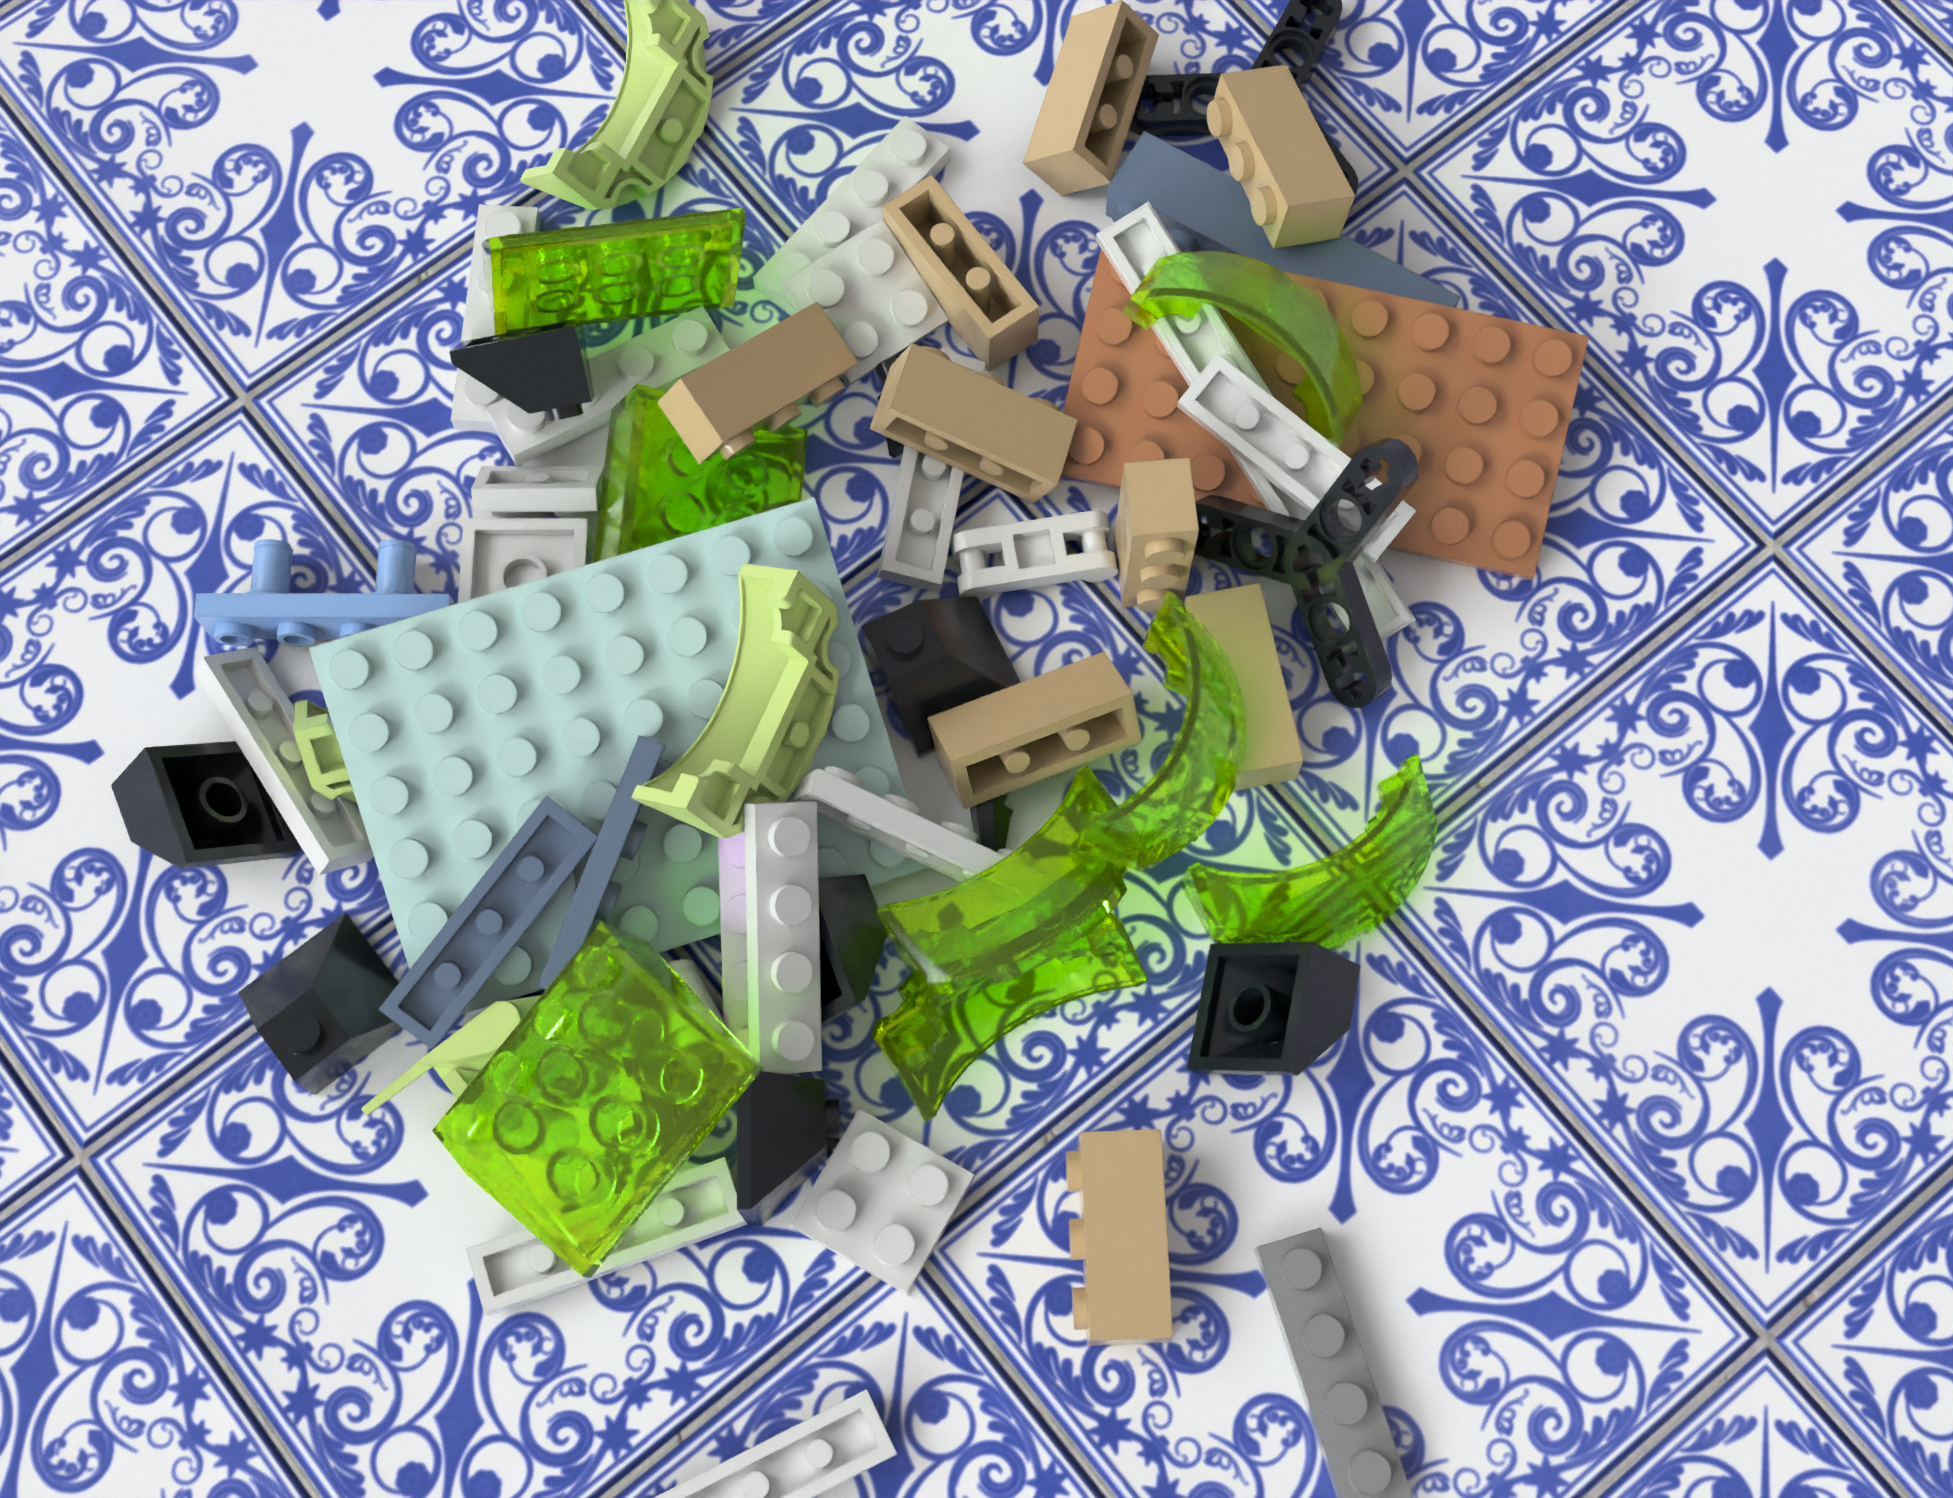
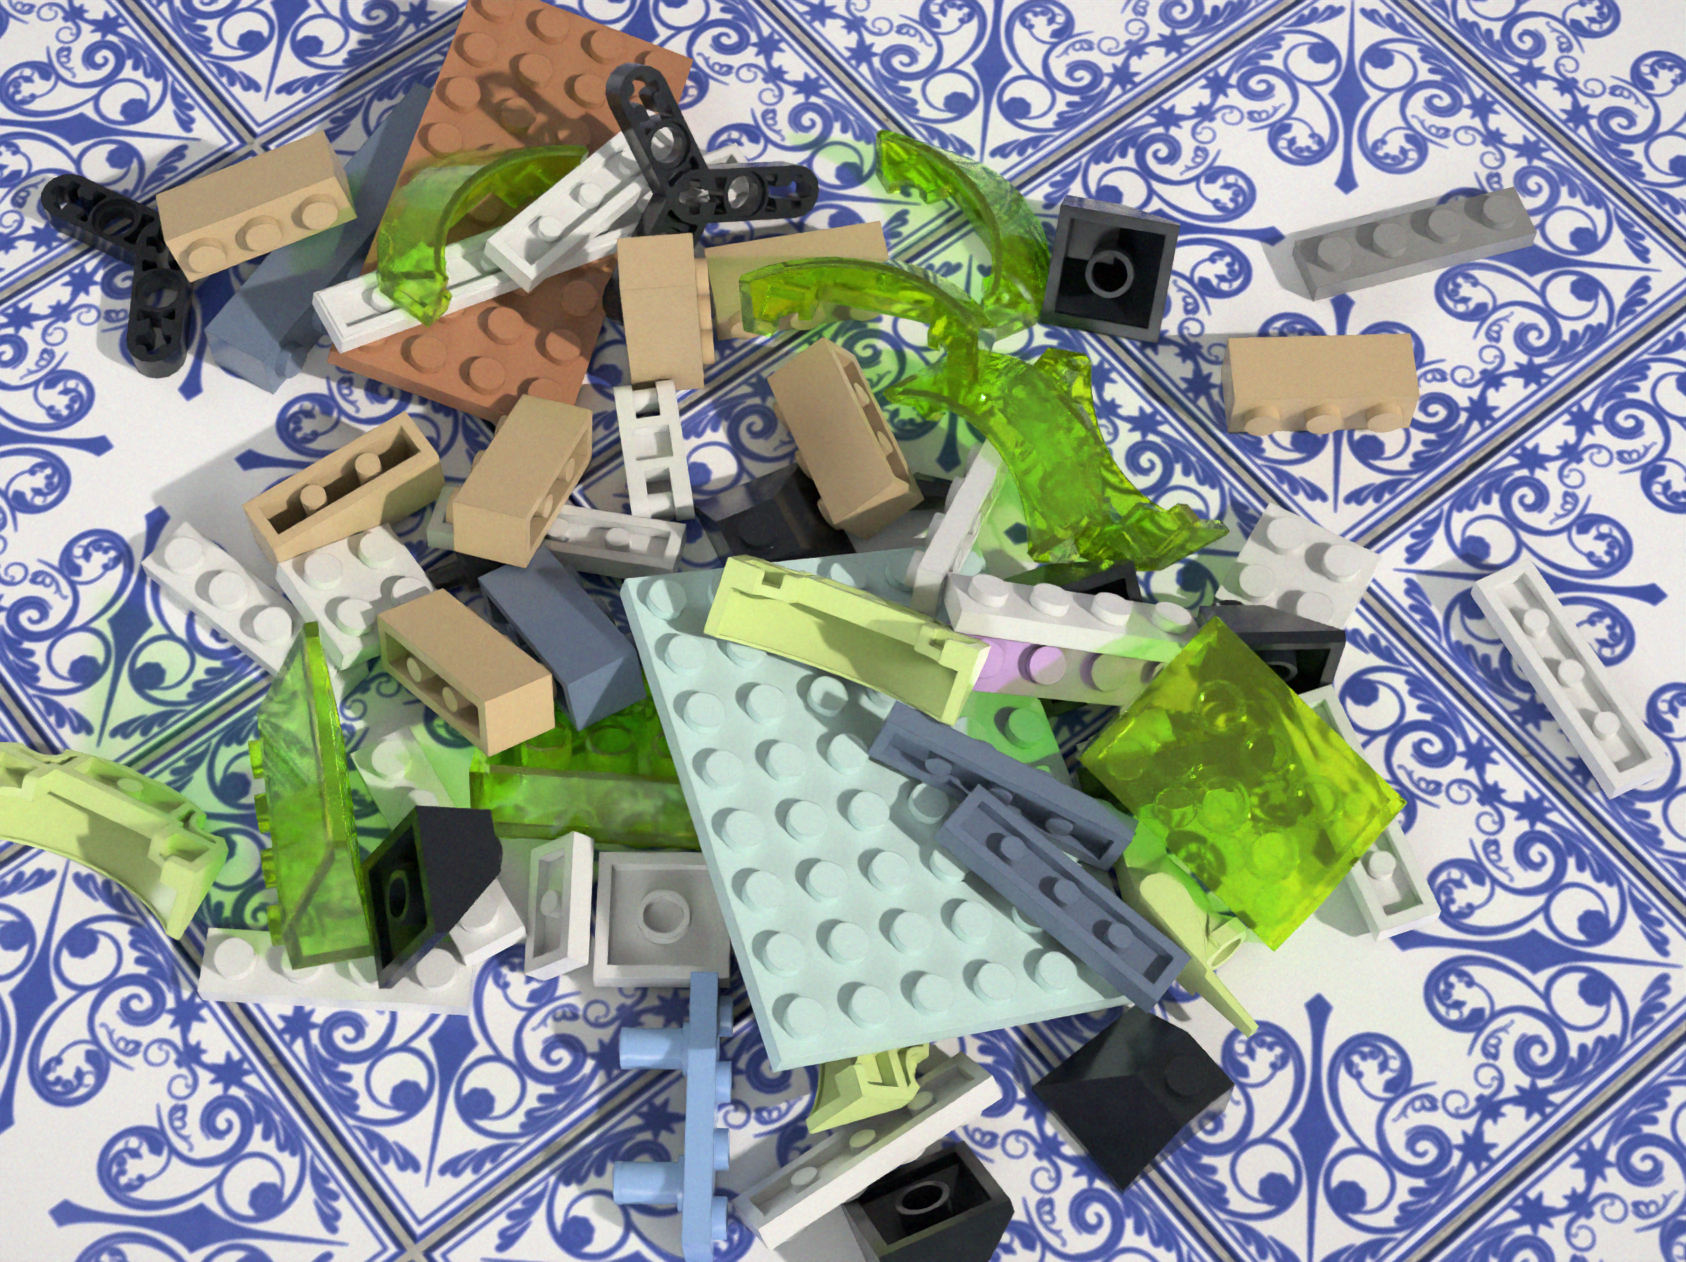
camera: 90 degrees left, 10 degrees down
(808, 457) = (569, 633): none -> sand blue brick
(1091, 98) = (153, 383): tan brick -> none

